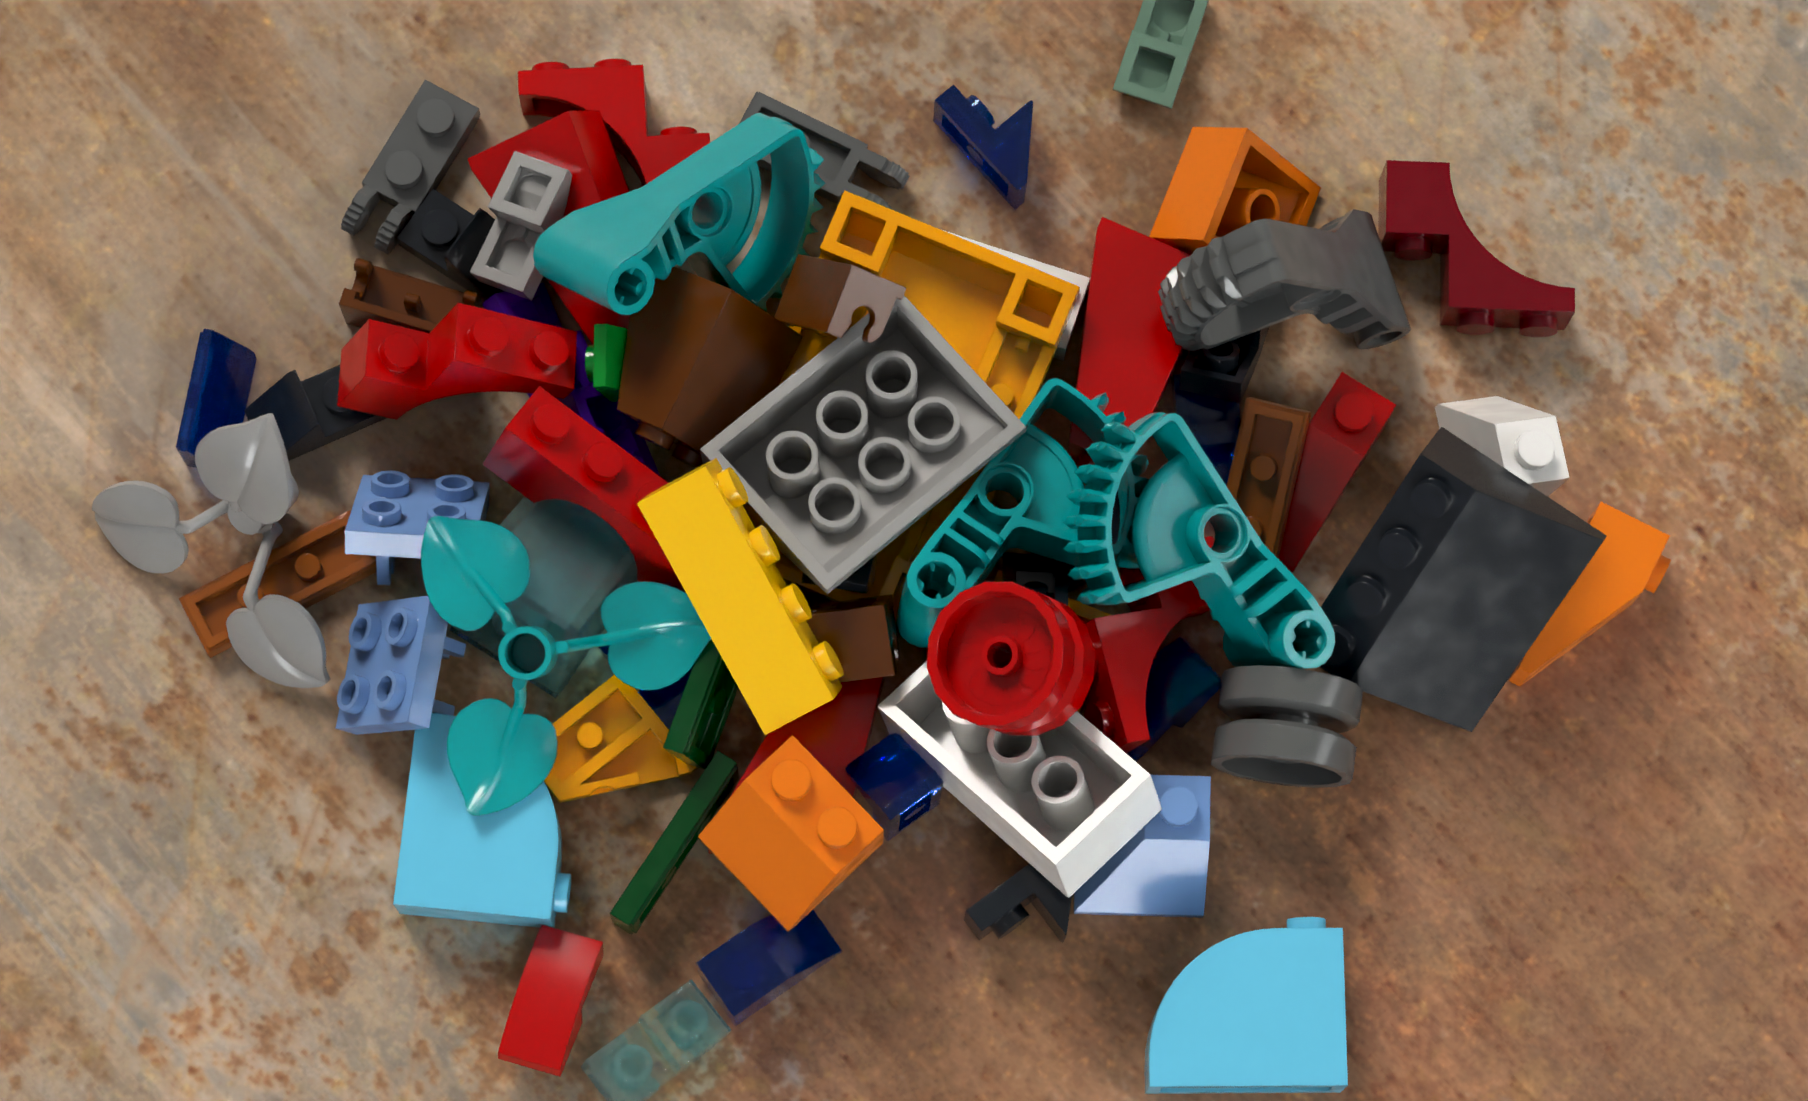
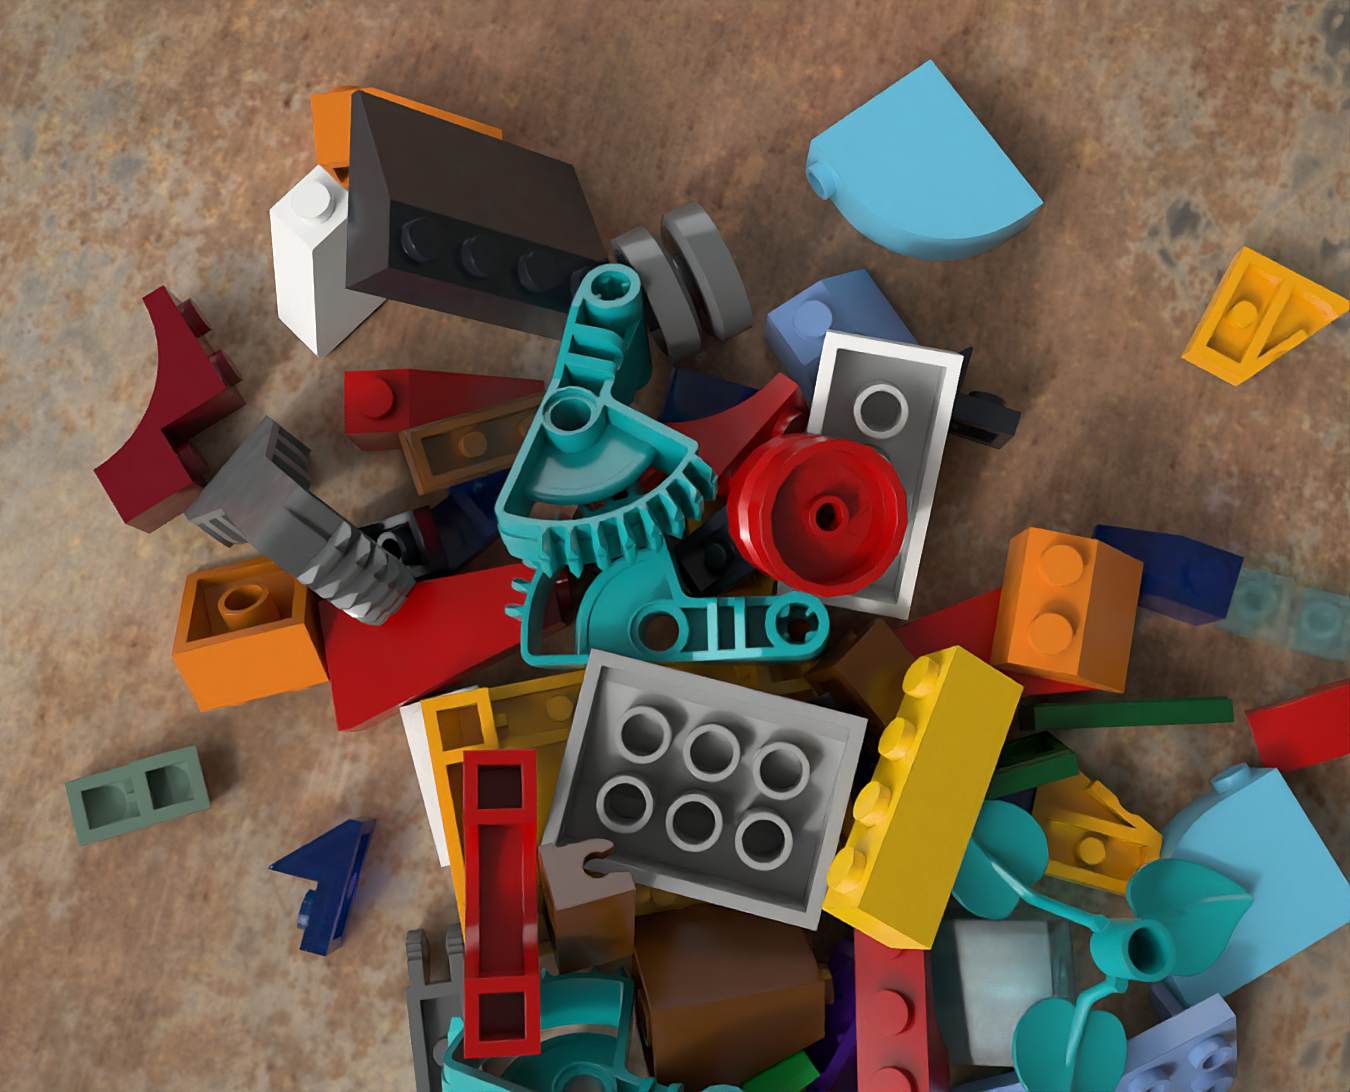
camera: 120 degrees left, 5 degrees up
(872, 236) = (501, 904): none -> red arch
(895, 784) = (959, 560): clear blue slope -> none

